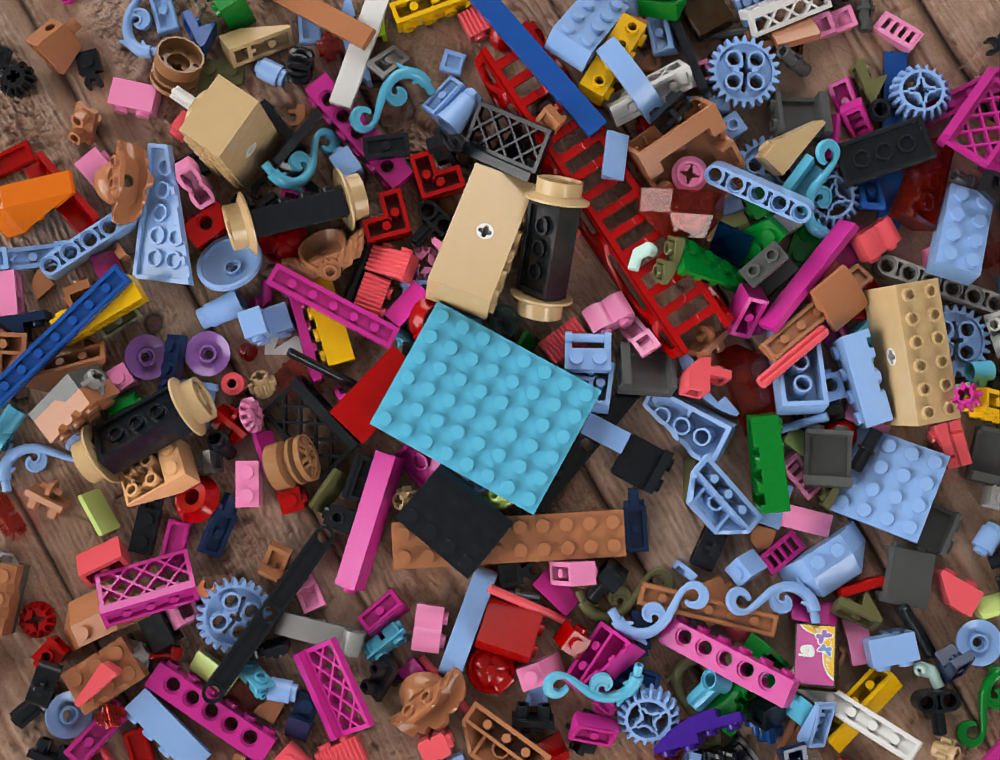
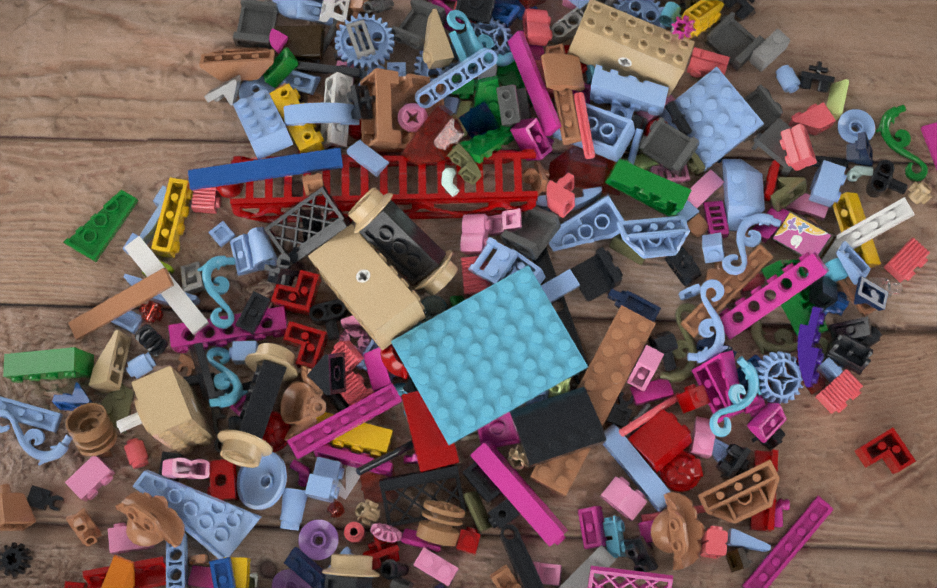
camera: 55 degrees left, 10 degrees down
(367, 262) = (330, 373): none -> black slope
(708, 689) = (784, 323): medium azure piece -> none
(729, 81) = (364, 52): none -> light grey tile
(911, 595) = (798, 147): none -> coral brick

